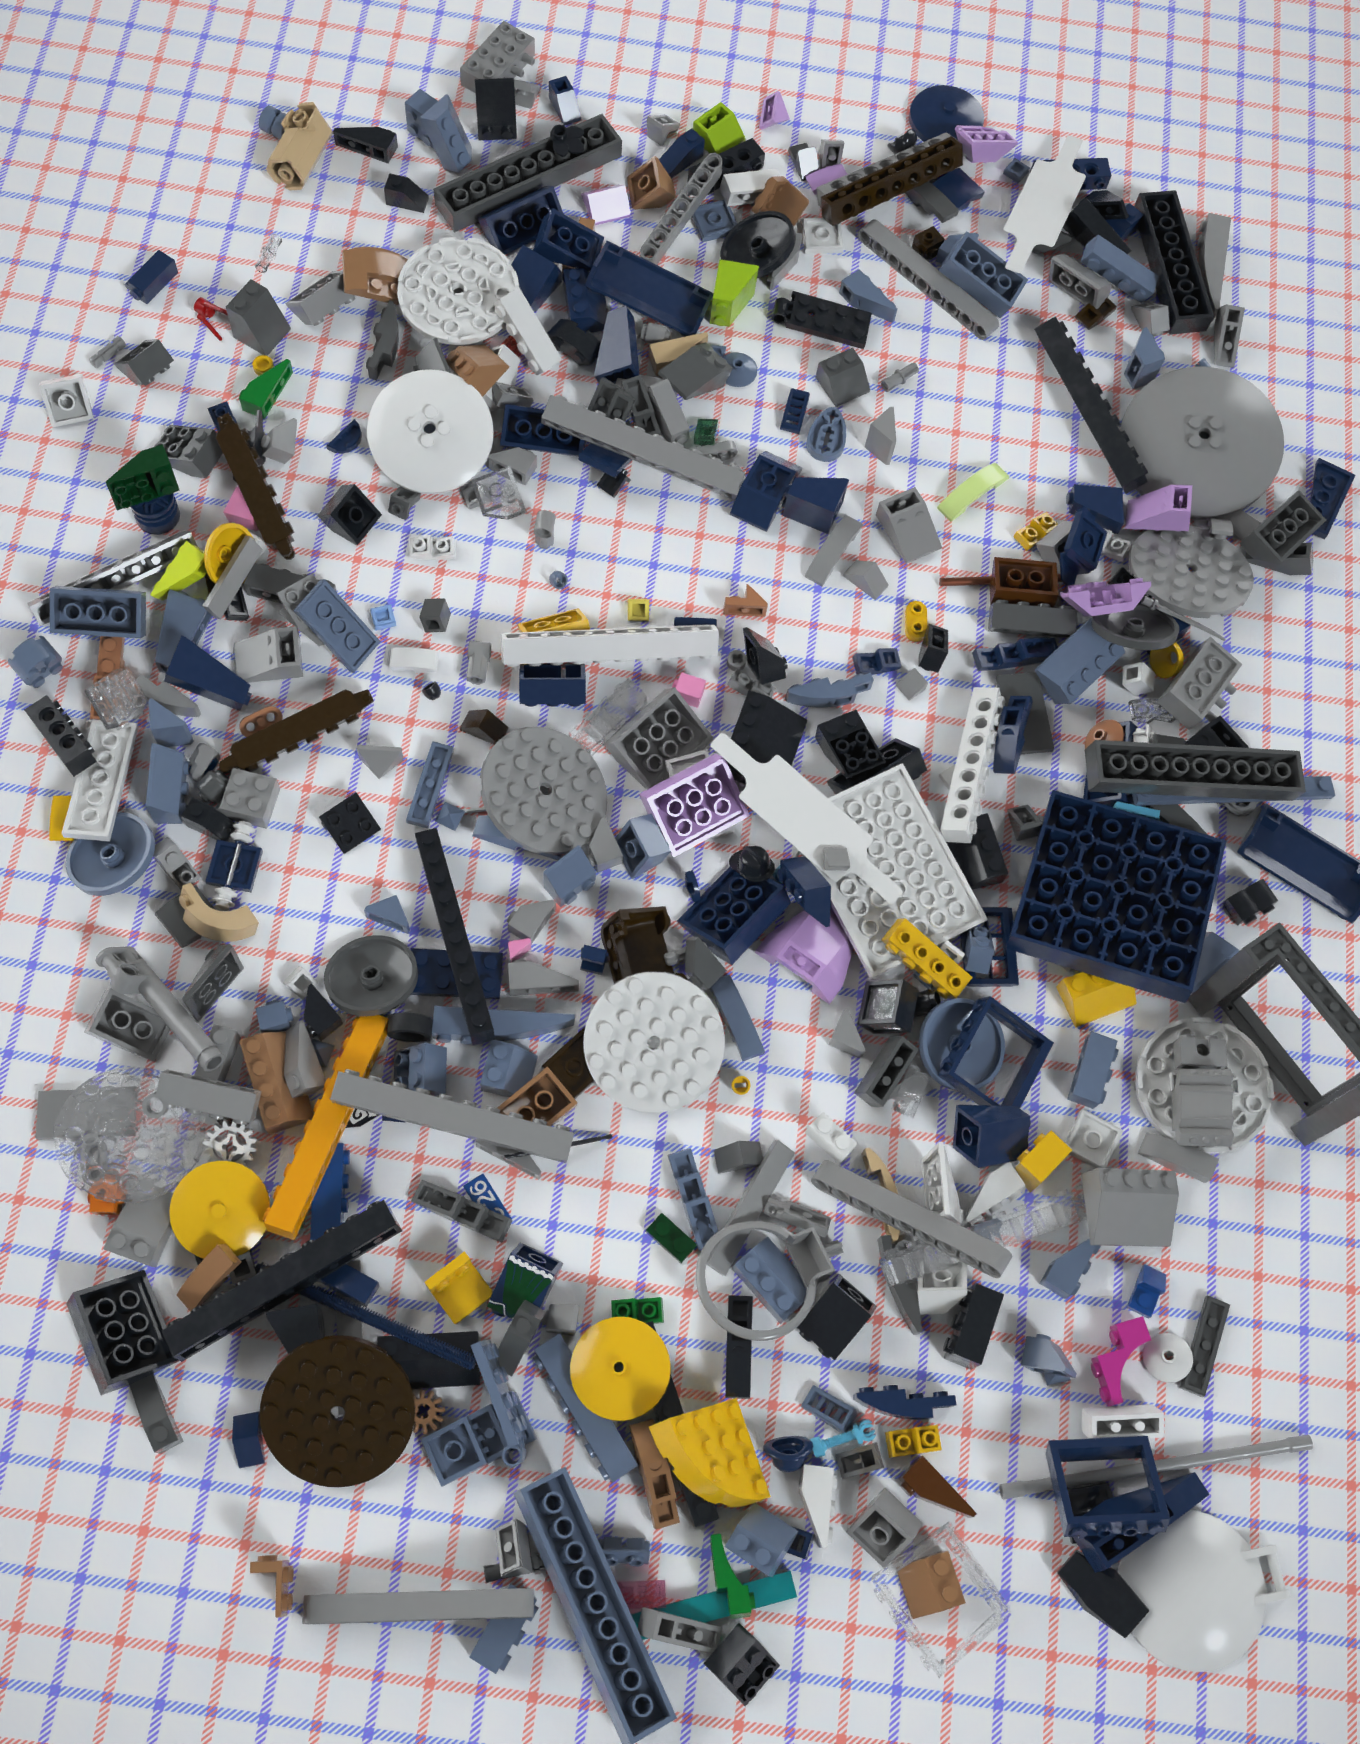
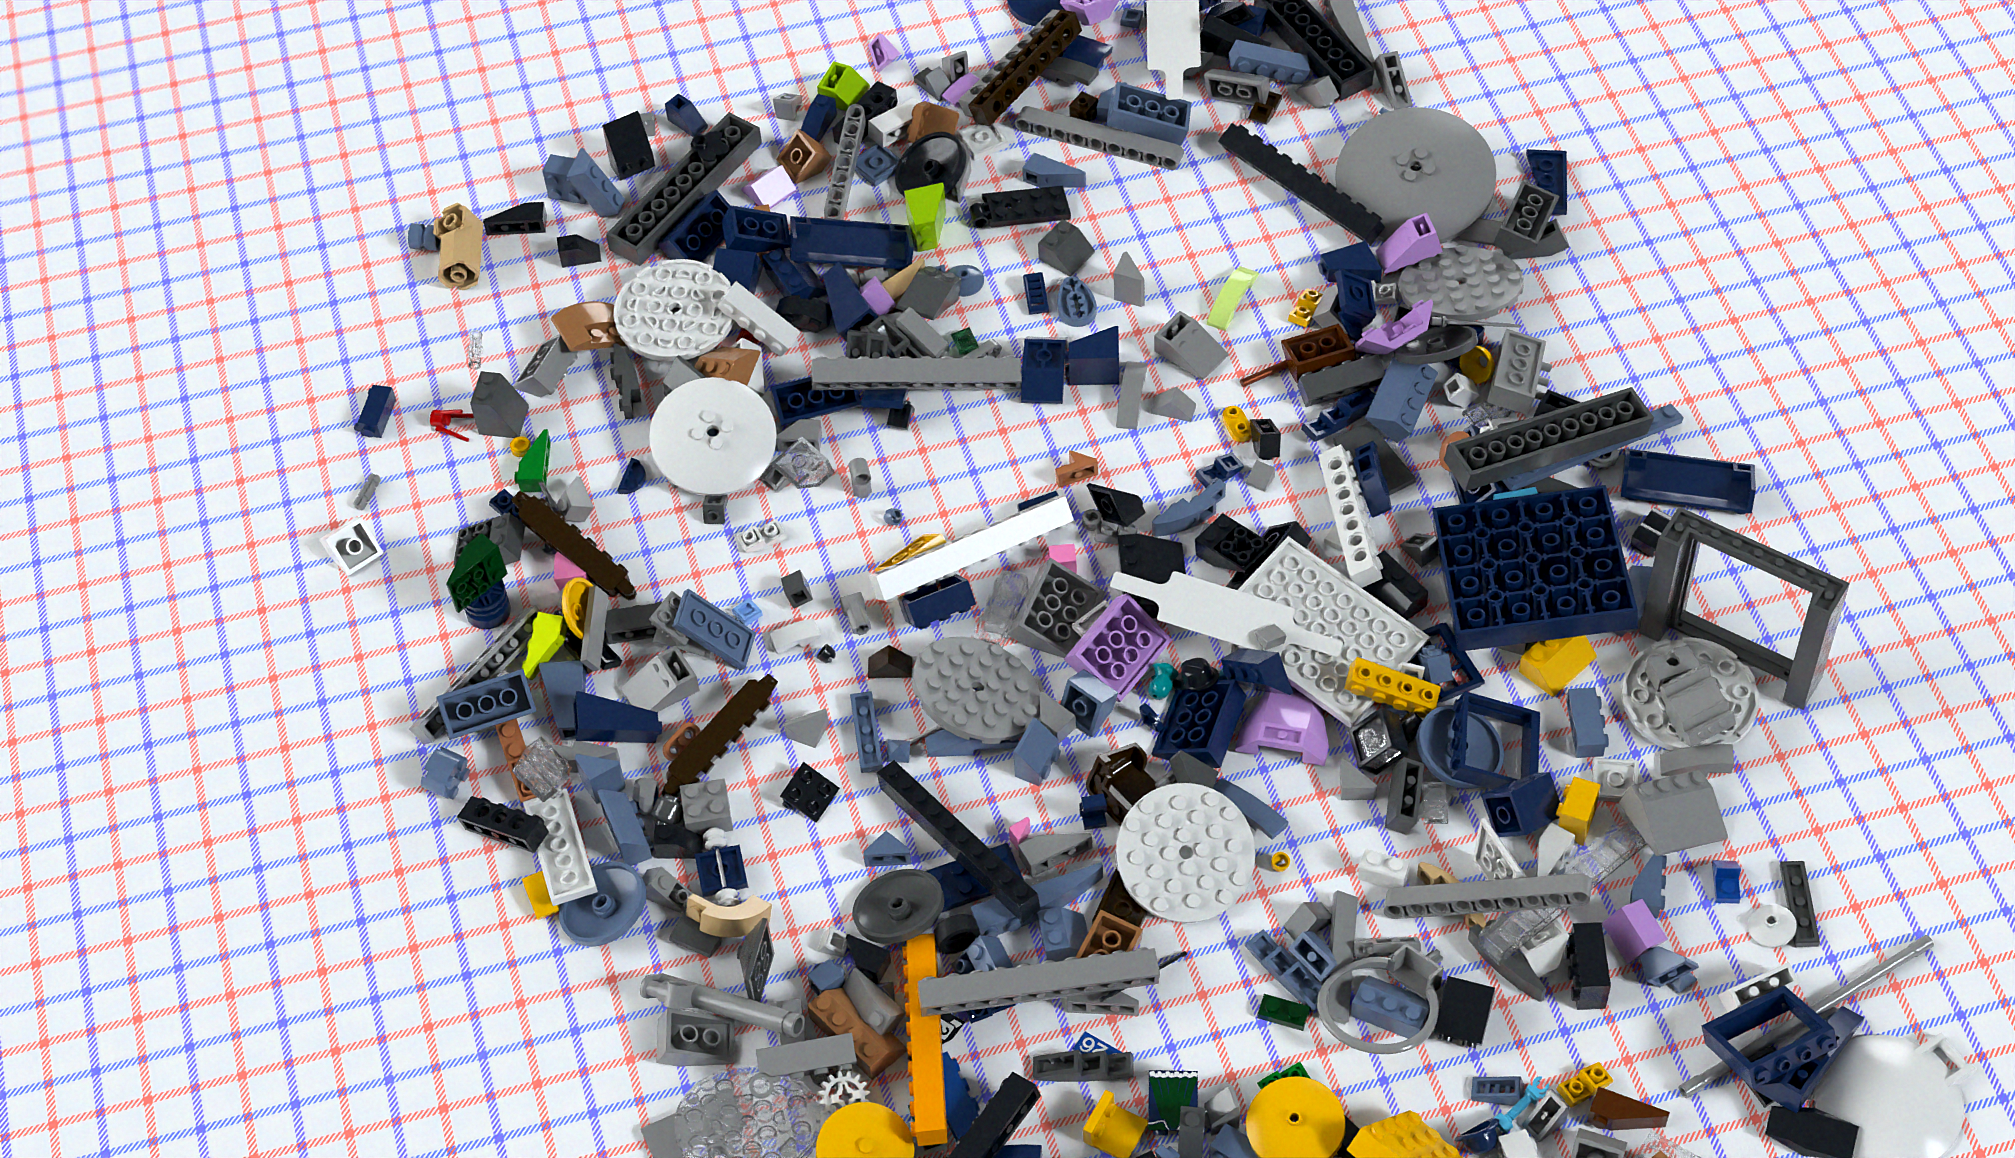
camera: 10 degrees left, 15 degrees down
(145, 362) = (408, 485): dark grey slope -> none
(350, 514) = (670, 537): black slope -> none
(499, 56) = (604, 101): light grey piece -> none
(511, 395) = (765, 379): light grey slope -> none
(530, 919) = (1017, 803): light grey slope -> none
(638, 609) = (979, 513): light yellow slope -> none
(647, 354) = (877, 296): none -> lavender slope
(720, 855) = (1162, 680): none -> teal animal
(724, 1197) = (1313, 954): none -> sand blue slope
(739, 1349) = (1393, 1073): black slope -> none
(895, 1404) = (1555, 1060): dark blue slope -> none
(899, 377) = (1116, 228): light grey axle -> none
(903, 142) = (1017, 32): black hair -> none
(1034, 1308) = (1634, 930): none -> lavender slope
(1109, 1366) = (1723, 952): dark pink arch -> none
(1144, 360) = (1330, 129): sand blue slope -> none
(1220, 528) = (1470, 240): light grey slope -> none

